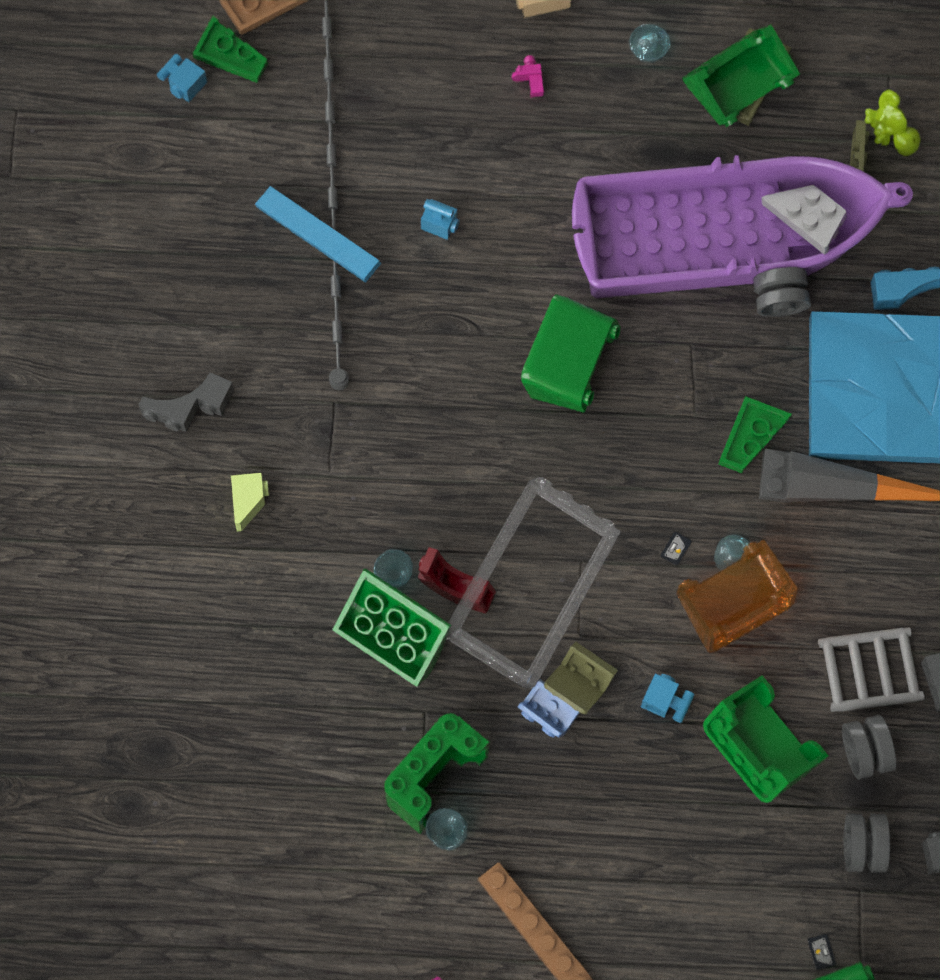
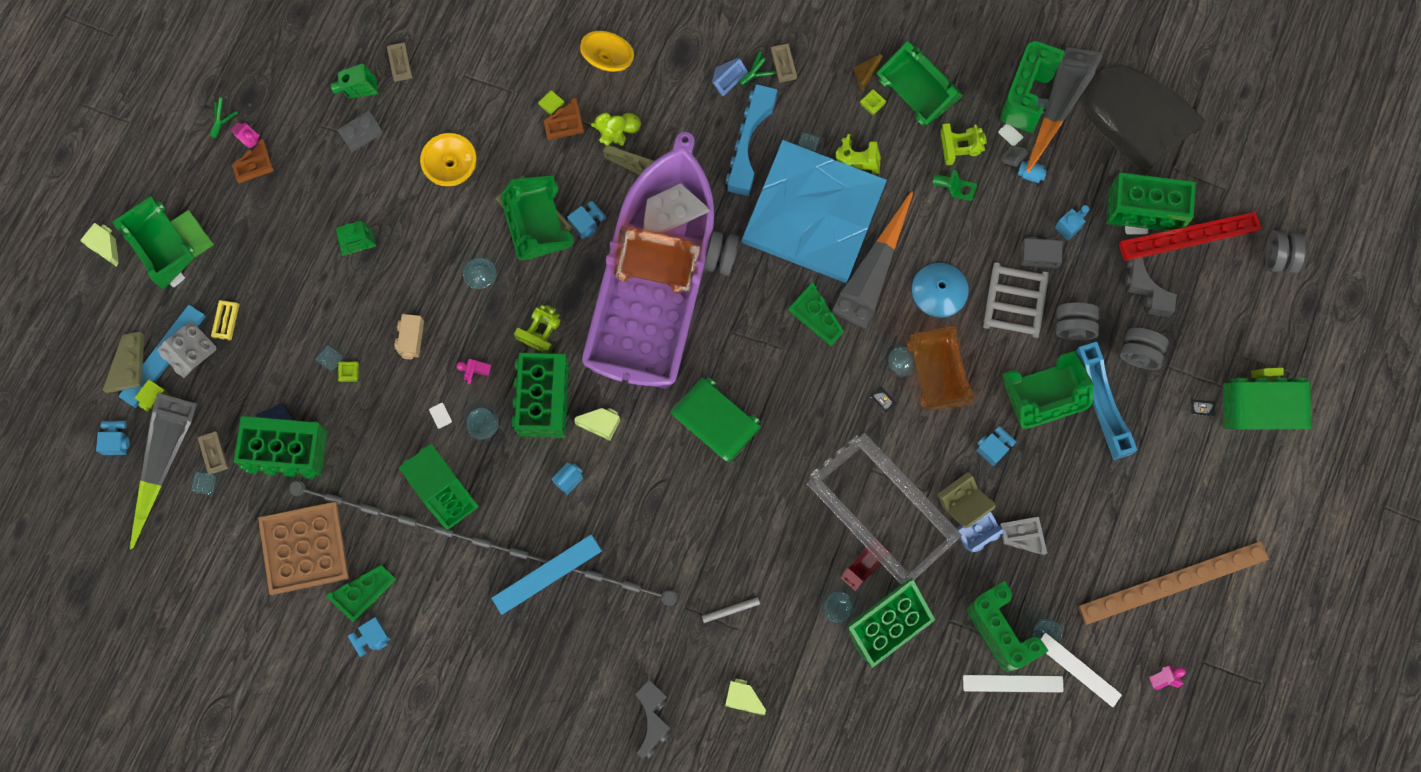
camera: 70 degrees left, 5 degrees up
(348, 452) = (730, 610): none -> light grey bar
(371, 75) = (438, 487): none -> green brick
(373, 812) = (1003, 683): none -> white sticker
(416, 884) = (1081, 671): none -> white sticker
(464, 63) = (440, 415): none -> white sticker
(471, 107) = (482, 423): none -> clear light blue hat
(520, 232) = (599, 422): none -> yellowish green slope
(526, 154) = (553, 394): none -> green brick
(565, 767) = (1025, 535): none -> light grey wing
(595, 123) = (547, 316): none -> lime tile
(740, 210) = (655, 258): none -> clear orange windscreen
(760, 131) = (584, 222): none -> dark azure brick
(777, 816) = (1114, 429): none -> dark azure arch
(842, 587) = (932, 298): none -> dark azure dish
(877, 70) = (564, 122): none -> dark orange wing
(895, 48) = (551, 103): none -> lime tile

